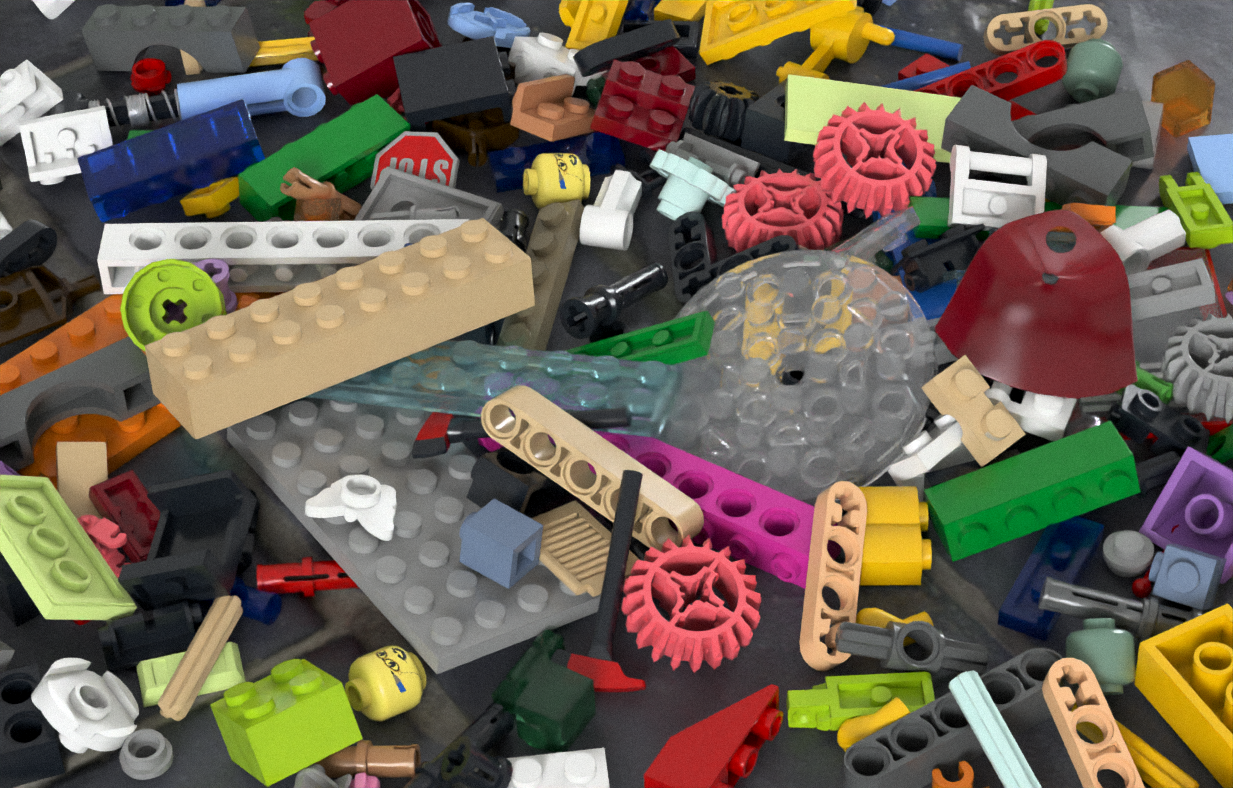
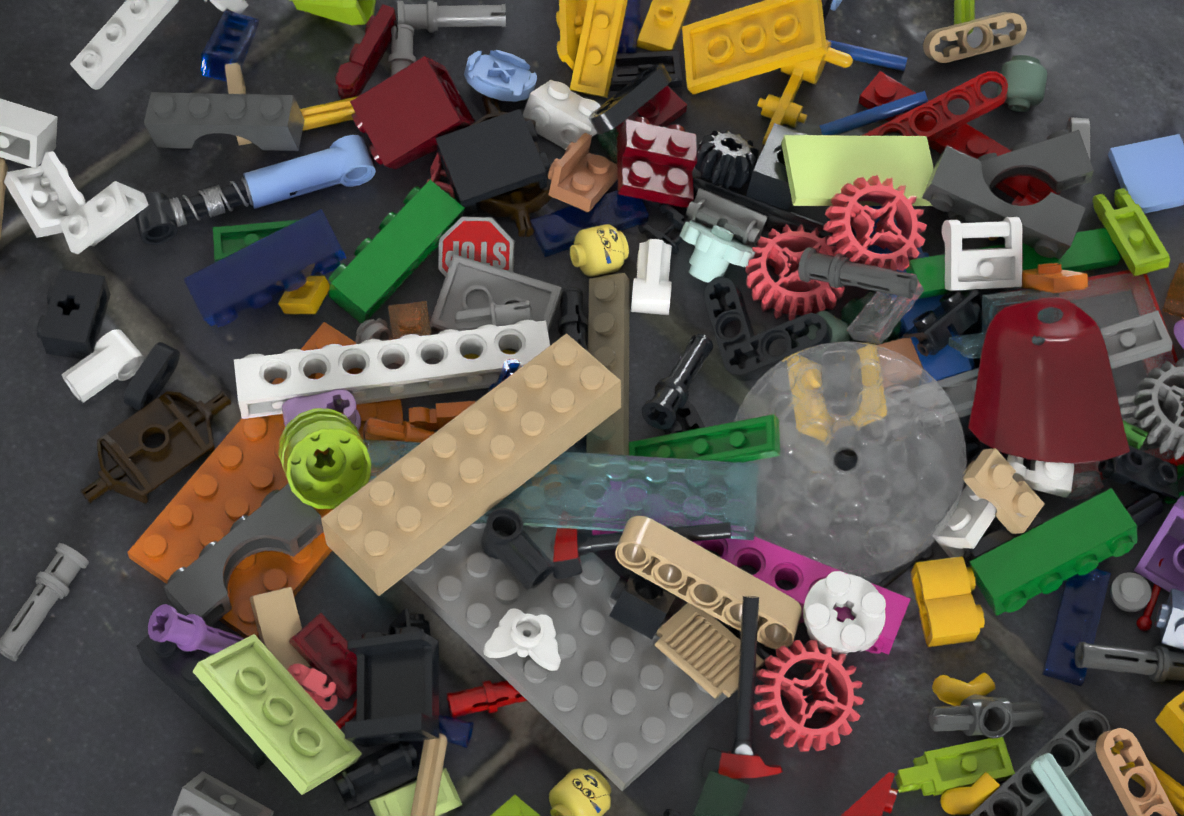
camera: 15 degrees left, 20 degrees up
(59, 139) = (163, 253): white bracket -> none
(150, 76) = (211, 149): red plate -> none
(308, 188) = (403, 293): medium nougat axle -> none
(371, 420) = (517, 550): none -> black piece
(500, 543) = (649, 663): sand blue brick -> none
(526, 669) = (687, 768): clear green axle -> none
(753, 497) = (839, 591): none -> white plate
(824, 198) = (841, 272): none -> dark grey pin
(826, 572) = (908, 654): light nougat beam -> none
(1107, 653) = (1131, 706): sand green head -> none
(1146, 240) = (1103, 274): white piece -> none
(1186, 97) = (1103, 106): clear orange panel -> none

